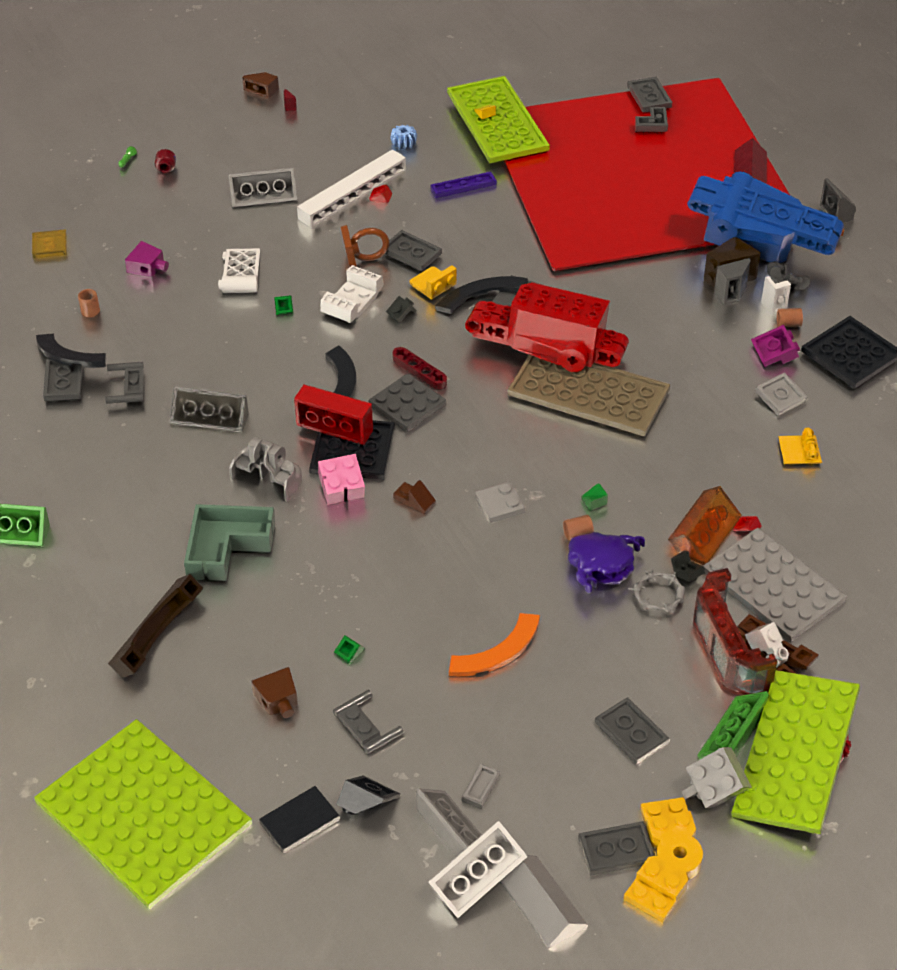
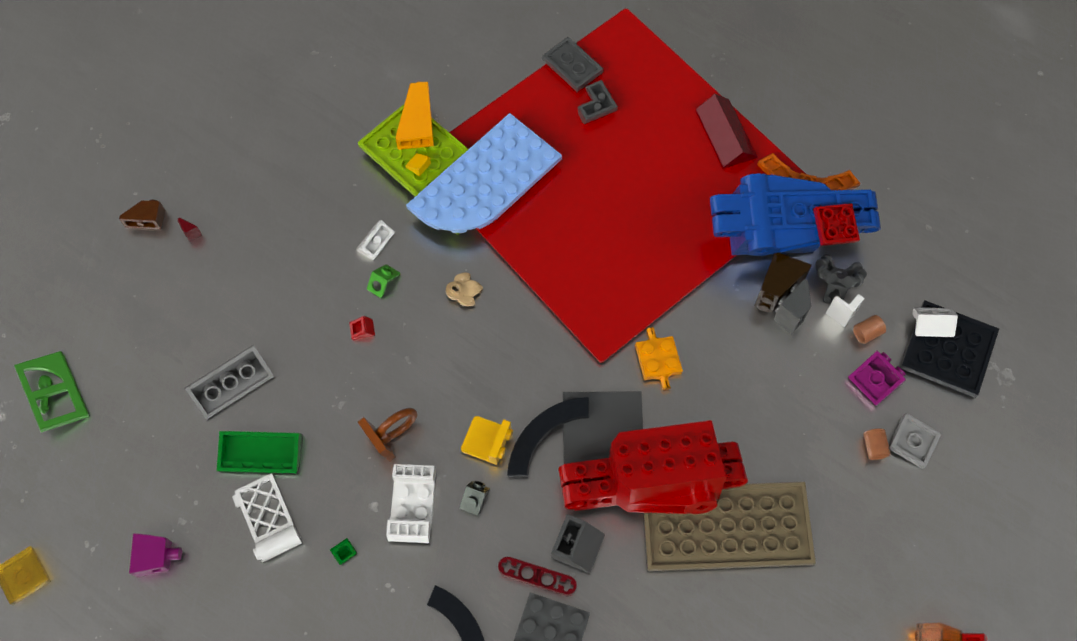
camera: 25 degrees left, 20 degrees up
(147, 147) = (55, 364): none -> bright green window
(165, 161) = (94, 386): dark red head -> none
(259, 232) = (259, 452): none -> green slope
(351, 188) = (327, 337): white brick -> none
(403, 136) = (350, 231): light blue gear -> none
(412, 250) = (441, 402): dark grey plate -> none
(414, 168) = (383, 276): none -> bright green bracket
(424, 149) = (375, 240): none -> white slope
(461, 355) = (577, 544): none -> dark grey slope
(463, 184) = (442, 275): dark purple tile -> none
(473, 196) = (466, 289): none -> tan plate
(500, 84) = (415, 124): none -> light orange slope
(533, 134) = (485, 179): none -> light blue plate
(601, 281) = (658, 358): none -> light orange plate
(746, 383) = (876, 444): none -> nougat piece
(792, 226) = (836, 224): none -> red tile
(800, 449) = (969, 510): yellow hinge -> none
(836, 202) = (833, 147): dark grey slope -> none
(846, 327) = (935, 322): none -> white panel

